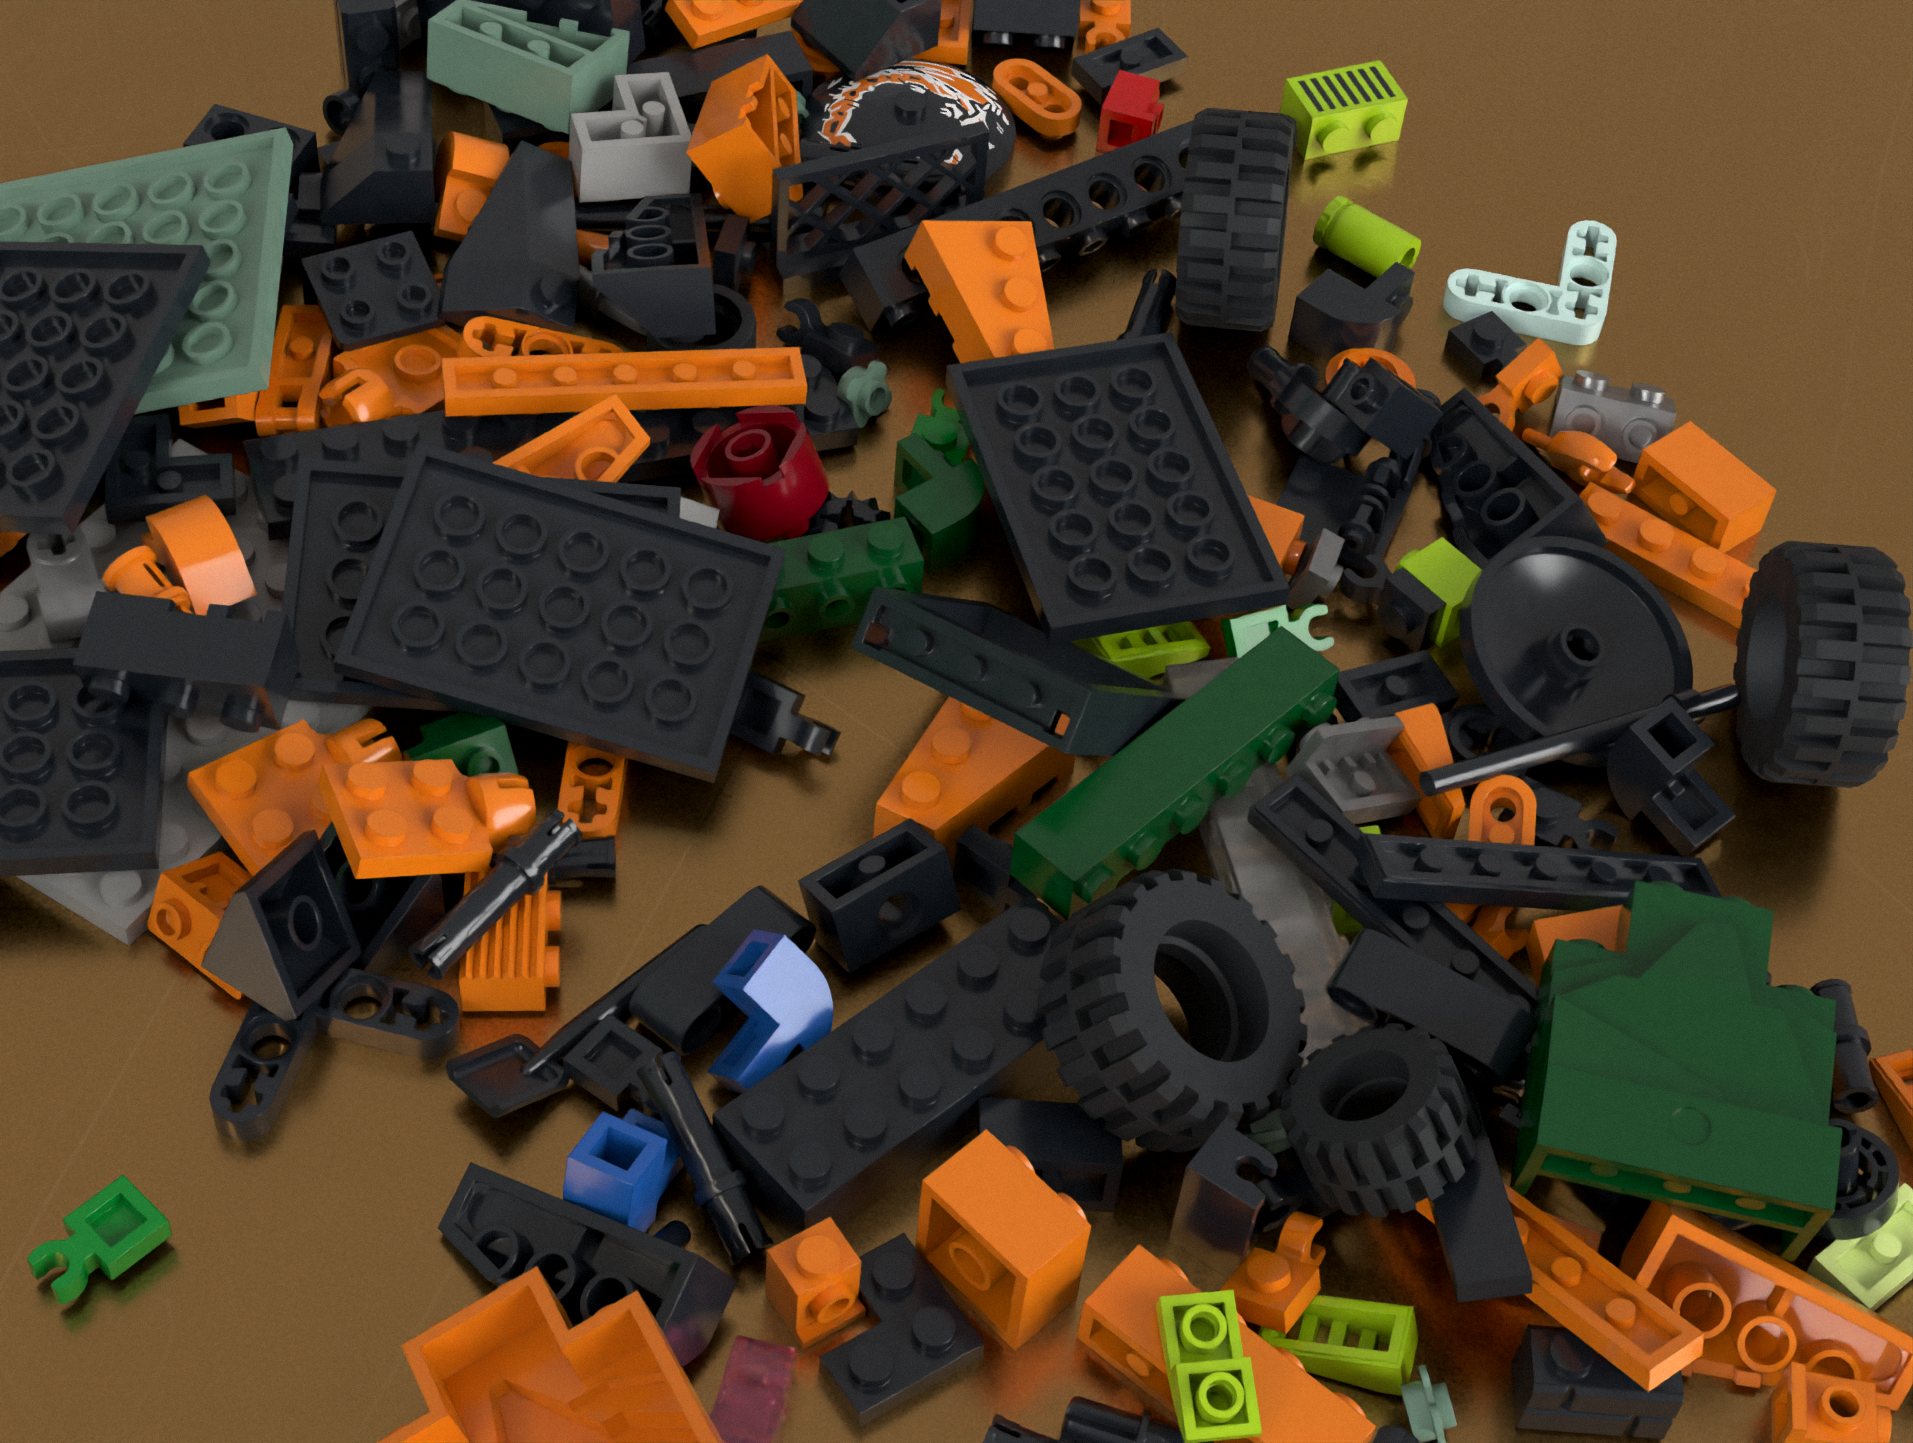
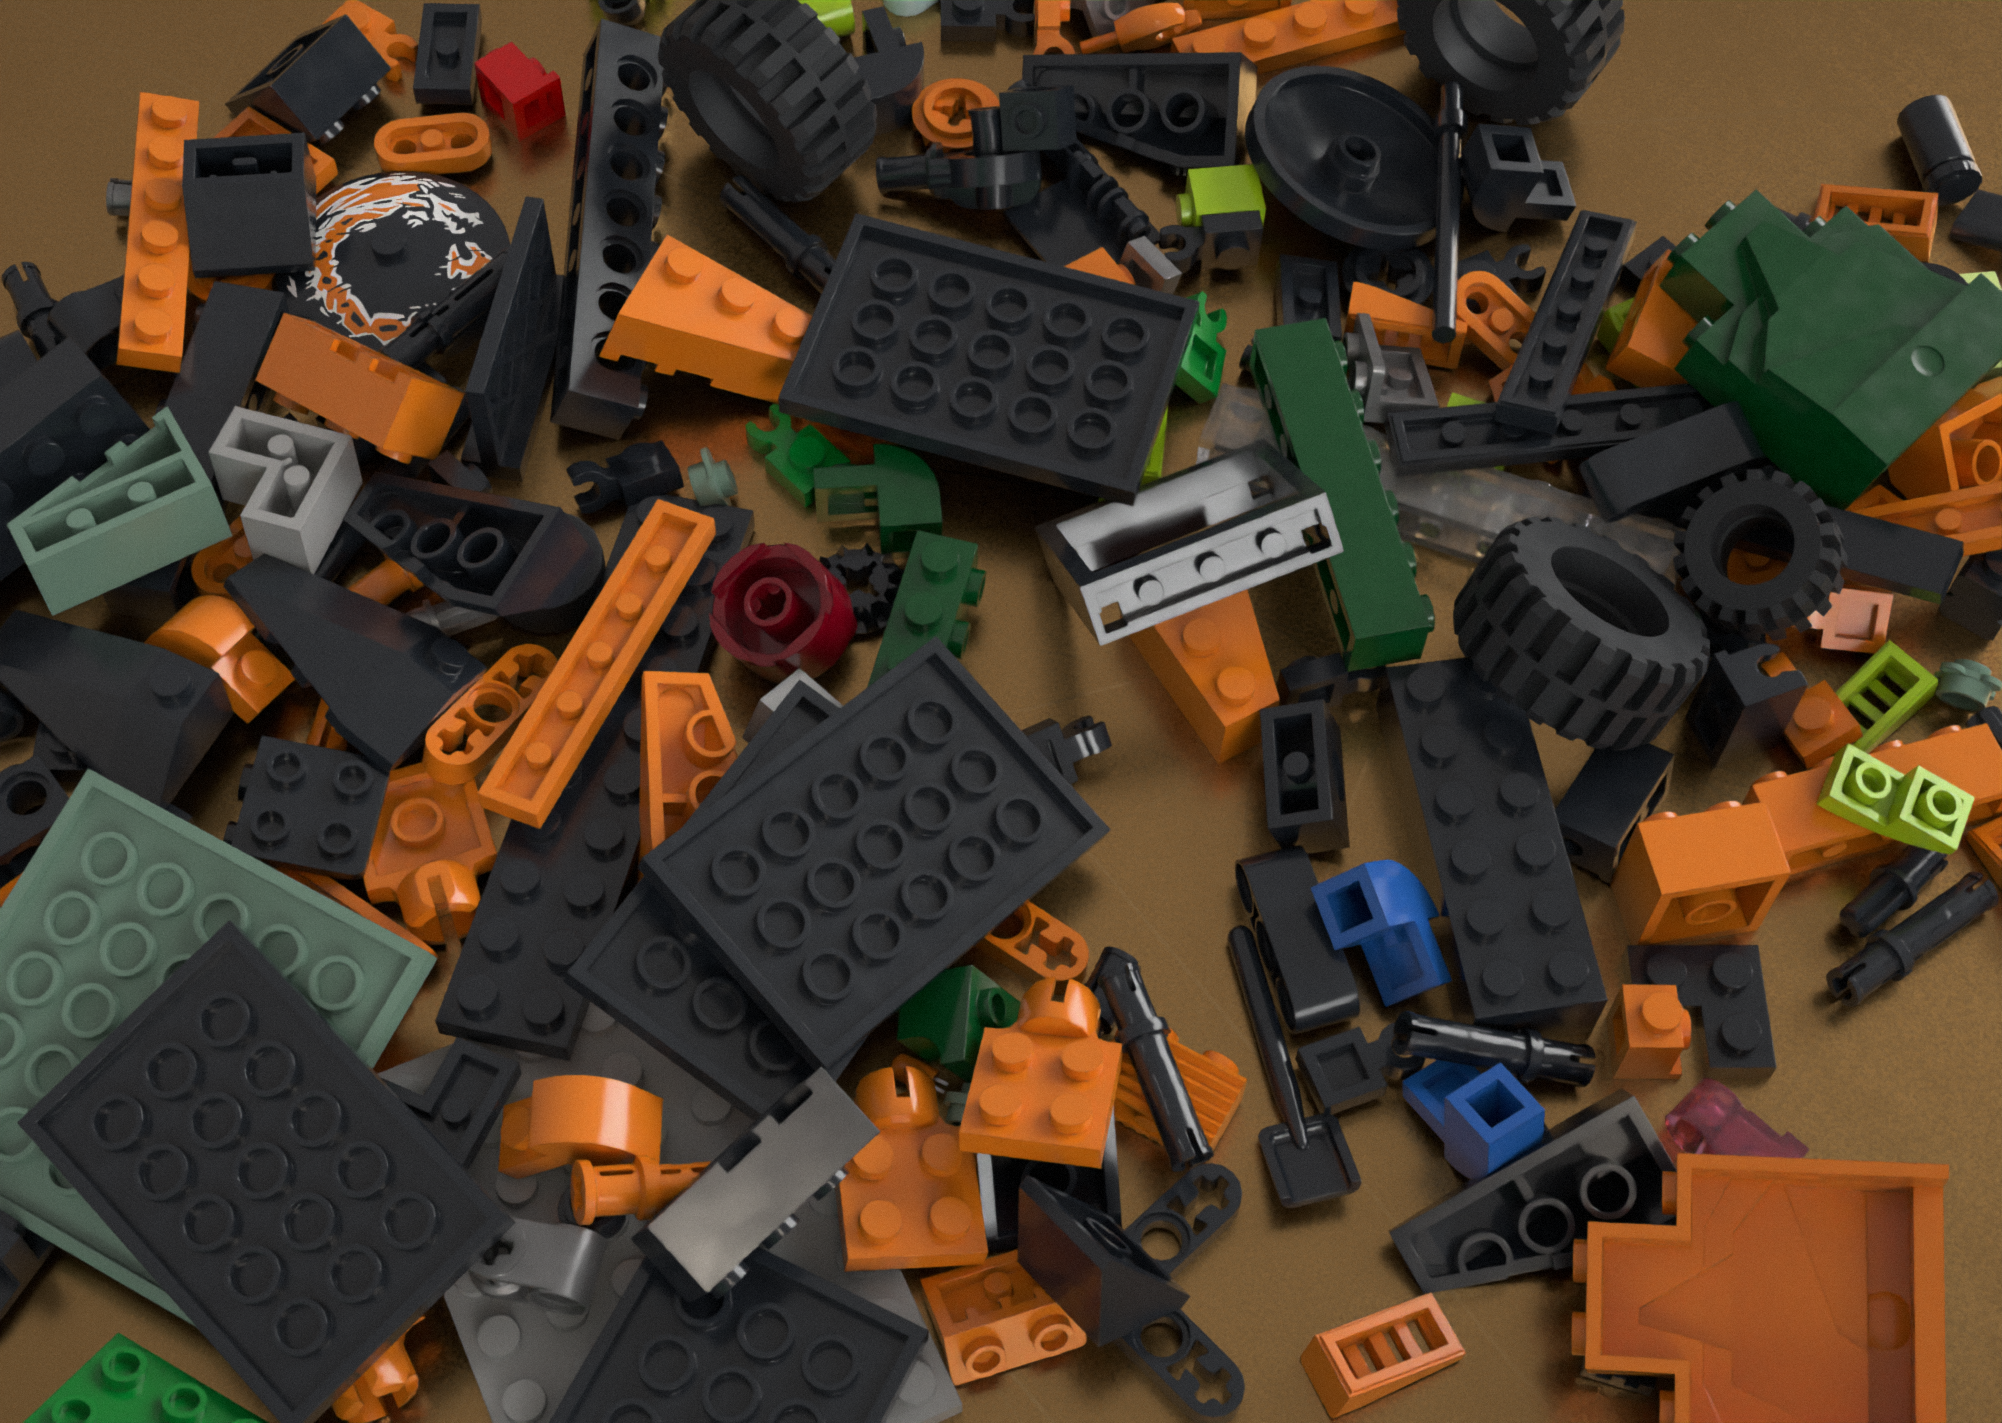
camera: 55 degrees left, 10 degrees up
(319, 1222) = (1344, 1377): none -> orange slope
(1414, 1264) = (1855, 621): none -> orange plate

